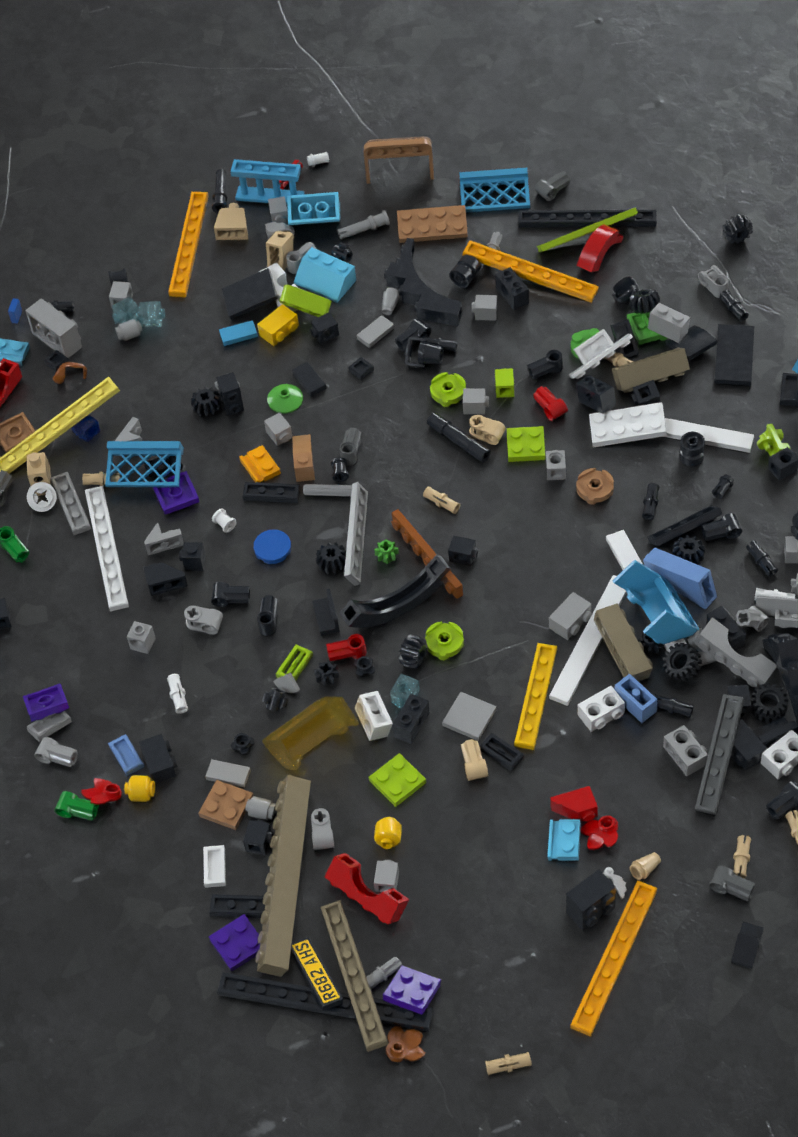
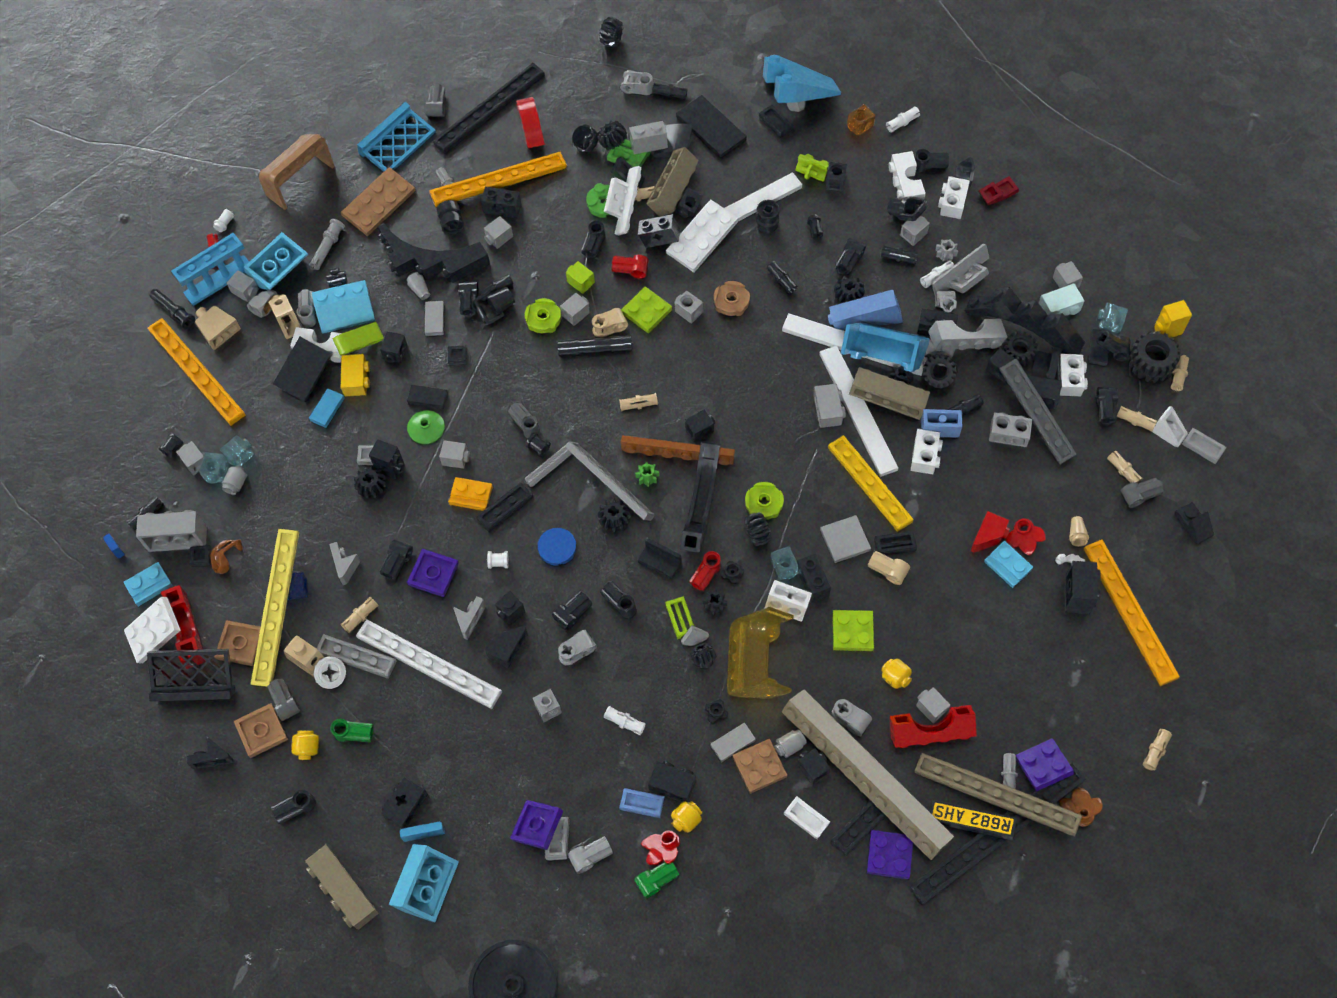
camera: 50 degrees left, 10 degrees up
(141, 449) = (372, 563): dark azure fence -> none
(303, 458) = (498, 458): medium nougat slope -> none
(586, 230) = (504, 115): lime tile -> none
(684, 525) = (825, 275): black tile -> none

